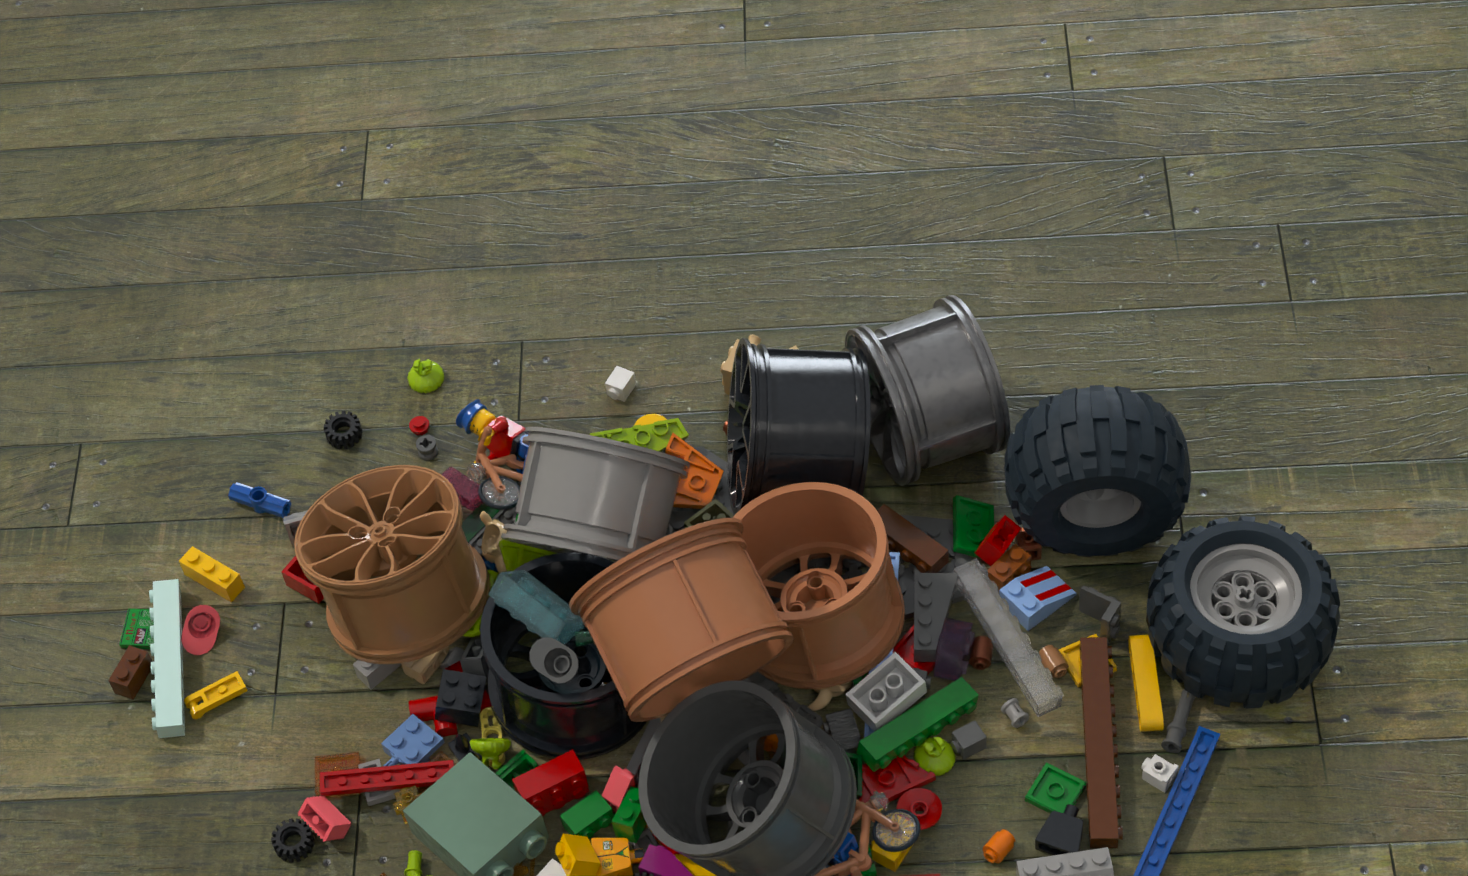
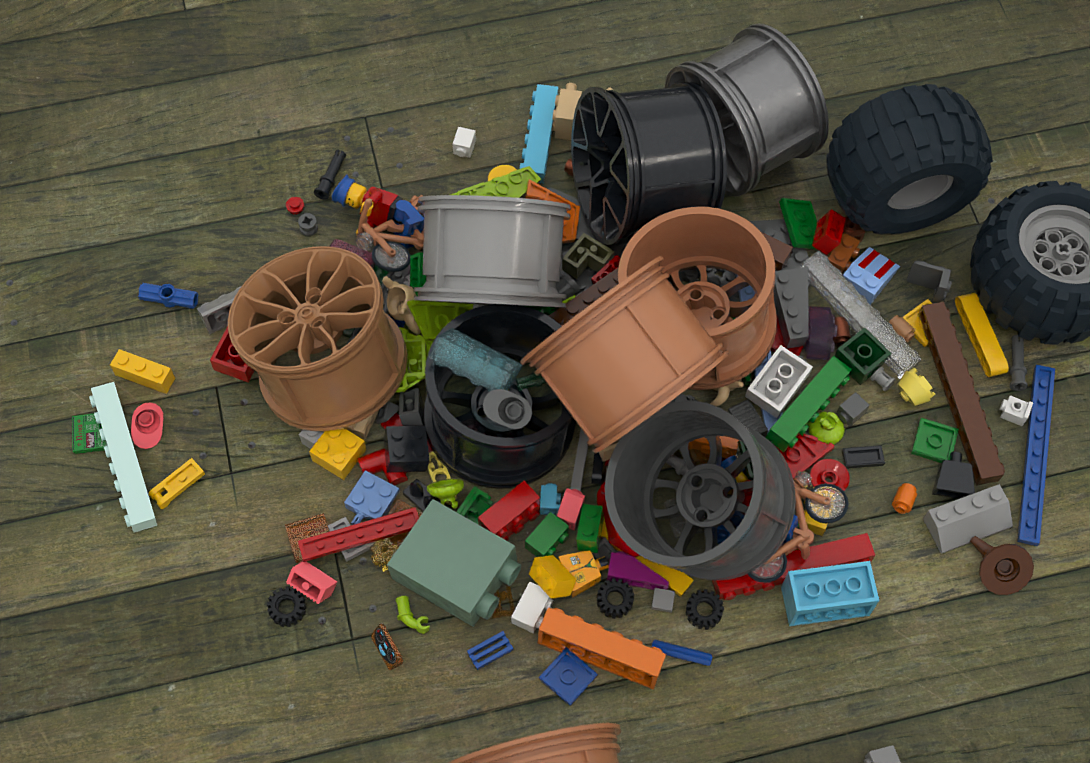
camera: 20 degrees left, 10 degrees up
(131, 672) = (91, 476): reddish brown brick -> none
(343, 439) = (223, 211): black tyre -> none
(390, 689) = (338, 451): none -> yellow brick
(425, 376) = (288, 160): lime hair -> none
(465, 398) = (327, 181): none -> black pin
(599, 776) = (549, 499): none -> medium azure brick
(706, 387) = (540, 130): none -> medium azure brick
(967, 794) = (863, 456): none -> black tile
(995, 681) = (863, 355): none -> dark green slope
(1045, 728) = (915, 388): none -> light yellow cone

